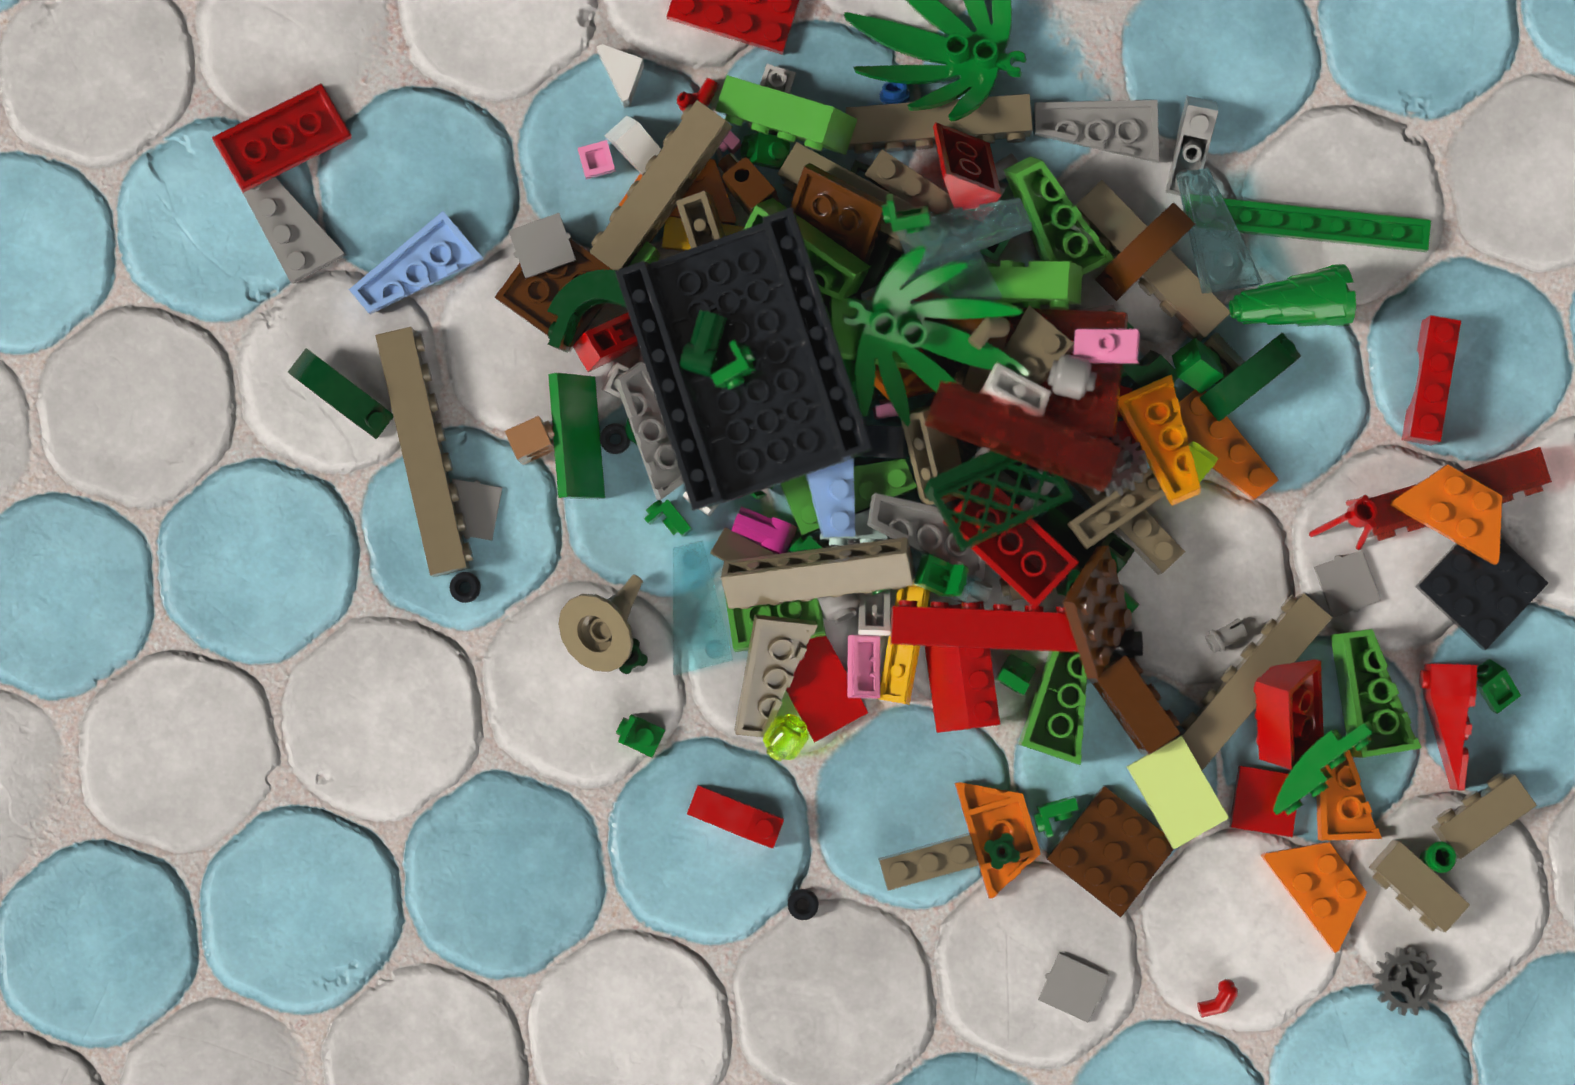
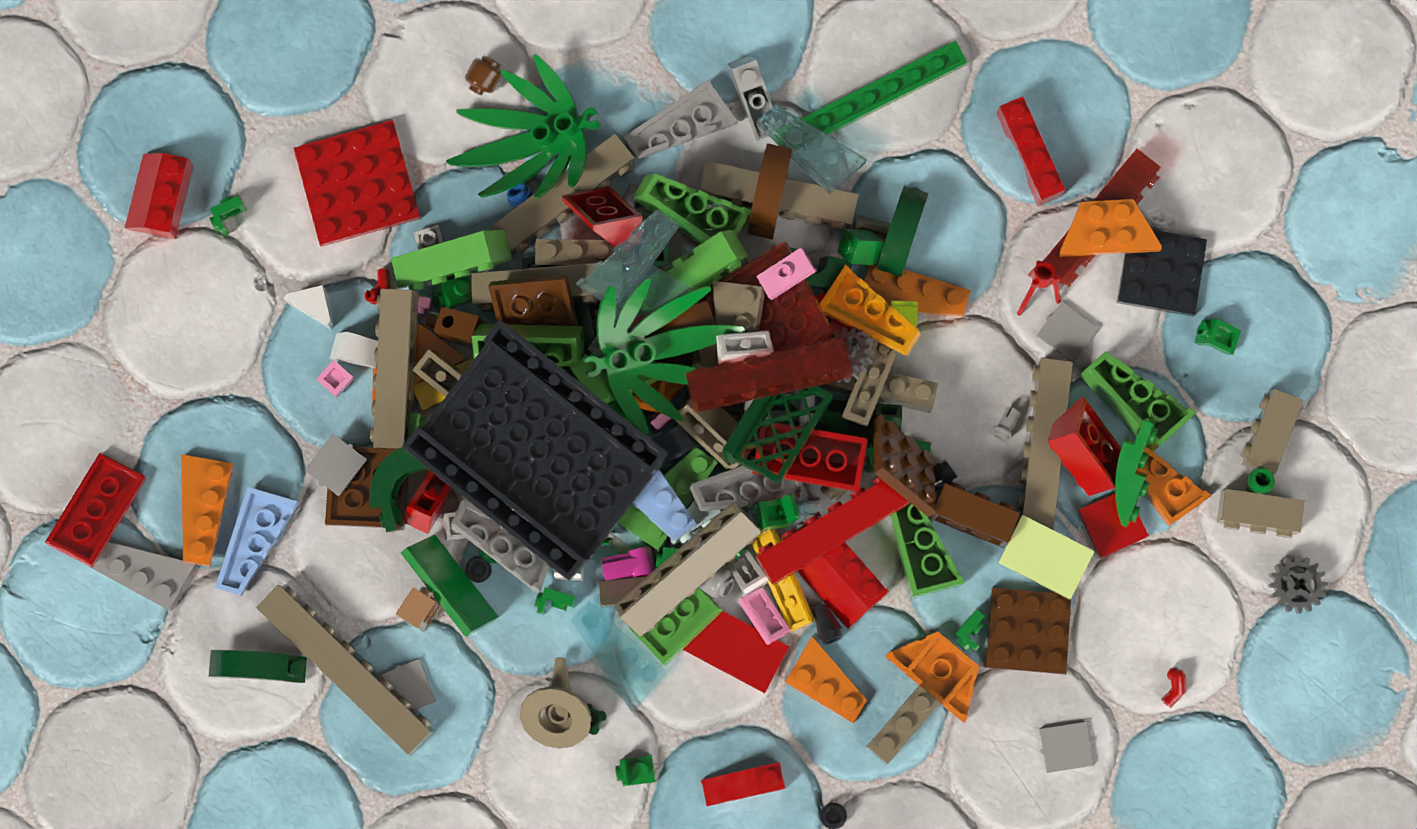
camera: 30 degrees left, 5 degrees down
(392, 196) = (203, 503): none -> orange wing
(455, 585) = (430, 748): black plate -> none
(702, 352) = (501, 463): dark green piece -> none
(733, 374) = (534, 465): green bracket -> none
(771, 661) = (697, 658): dark tan wing -> none
(785, 737) = (741, 703): clear neon green head -> none
(880, 770) = (825, 682): none -> orange wing
(911, 220) = (587, 275): green bracket -> none
(918, 716) = (827, 626): none -> black cone
(989, 328) = (695, 314): dark tan arm -> none
(993, 848) = (942, 682): dark green plate -> none
(1015, 674) = (876, 549): green bracket -> none
(1071, 377) = (776, 311): light grey head -> none
(1301, 299) = (902, 153): green cone -> none
(1320, 887) = (1193, 559): orange wing -> none
(1448, 695) = (1190, 364): red wedge -> none

